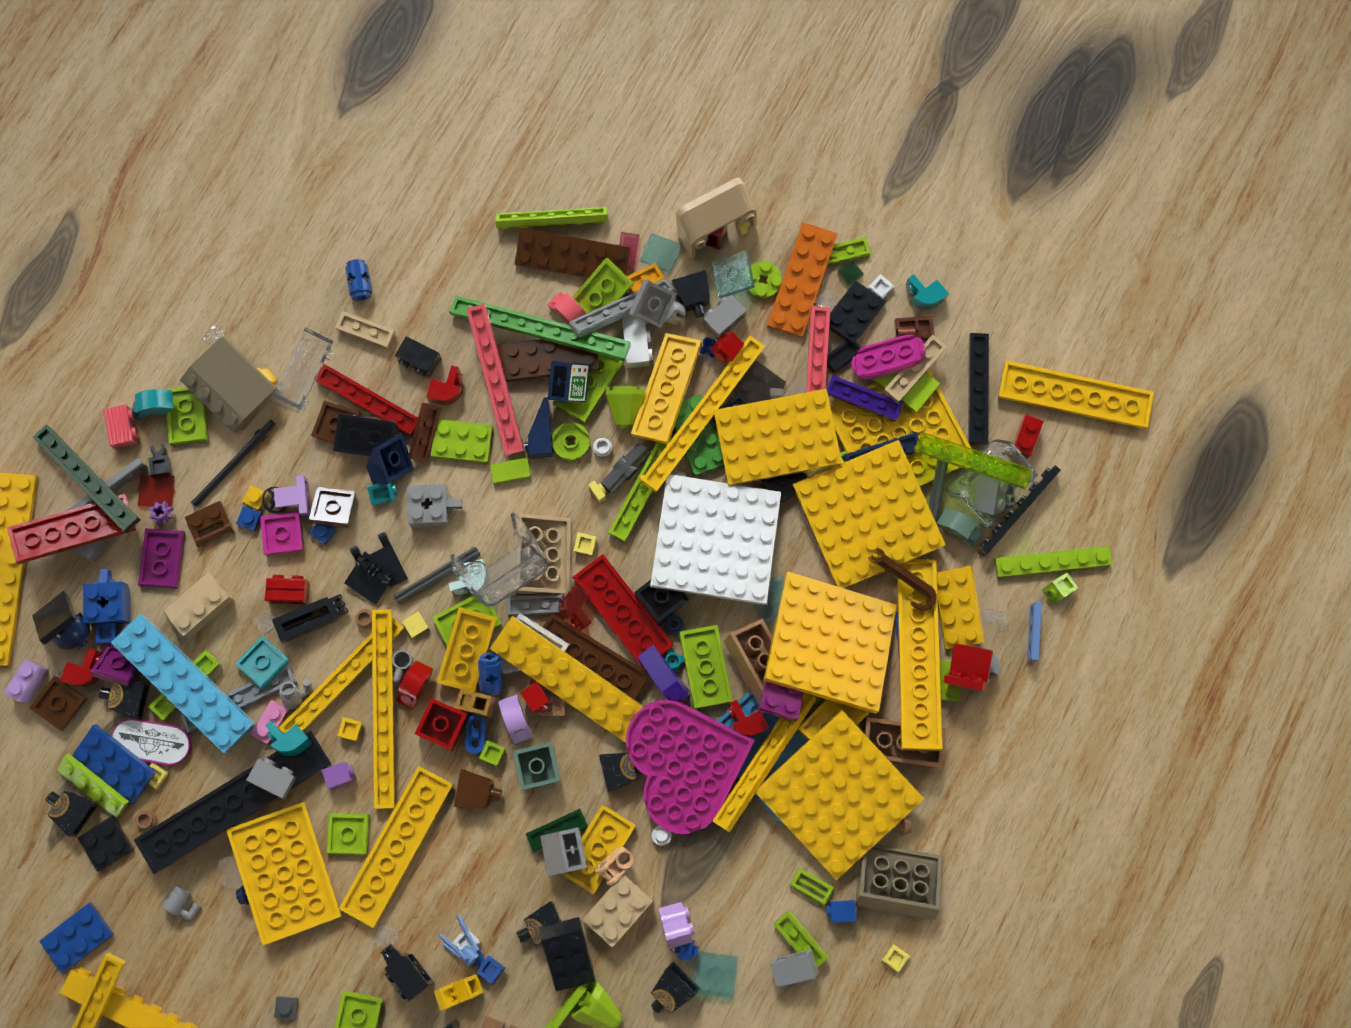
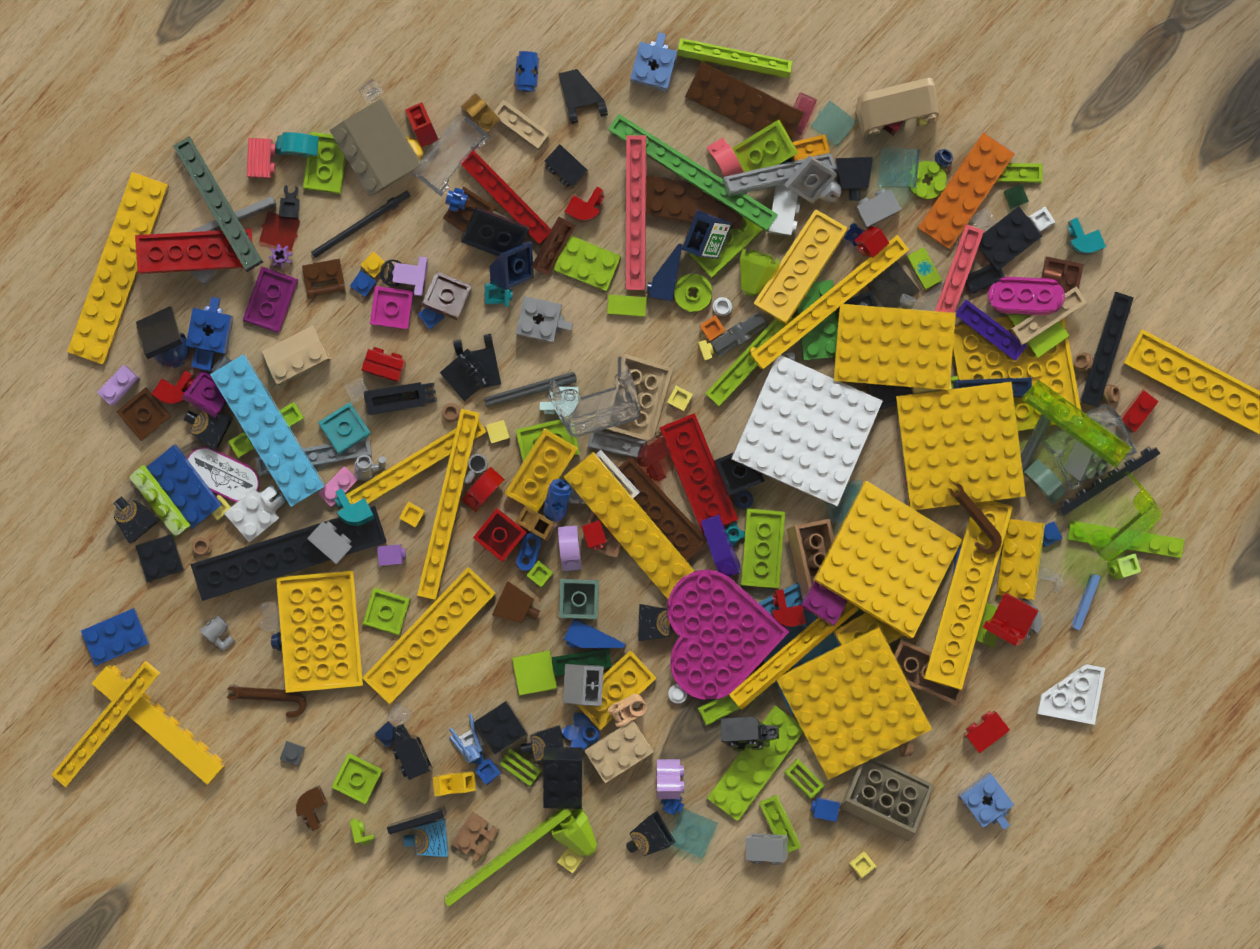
camera: 20 degrees right, 10 degrees up
(192, 769) = (255, 511): none -> white plate
(248, 953) = (271, 695): none -> reddish brown piece
(270, 355) = (421, 124): none -> red slope
(318, 413) = (456, 199): none -> blue gear
(322, 325) = (481, 113): none -> pearl gold brick
(376, 960) = (385, 734): none -> dark blue plate
(415, 287) = (579, 93): none -> black flag
(477, 232) = (654, 53): none -> medium blue hinge
(491, 919) = (500, 727): none -> black brick
(512, 854) = (534, 672): none -> lime tile
(538, 961) = (517, 774): none -> lime tile
(554, 803) = (585, 636): none -> blue slope
(572, 901) = (577, 731): none -> blue plate
(598, 469) = (712, 328): none -> orange plate
(706, 839) = (717, 709): none -> lime tile
(741, 855) = (747, 733): none -> black hinge
(759, 884) = (754, 767): none -> lime plate
(772, 255) = (944, 157): none -> dark blue plate
(784, 360) = (924, 268): none -> lime tile
(960, 405) = (1083, 361): none -> medium nougat plate
(977, 787) = (986, 731): none -> red brick
(981, 576) = (1051, 534): none -> blue plate
(996, 428) = (1111, 394): none -> medium nougat plate
(1011, 860) = (995, 809): none -> medium blue hinge
(1042, 570) = (1147, 516): none -> clear neon green windscreen
(1052, 727) = (1074, 696): none -> white plate

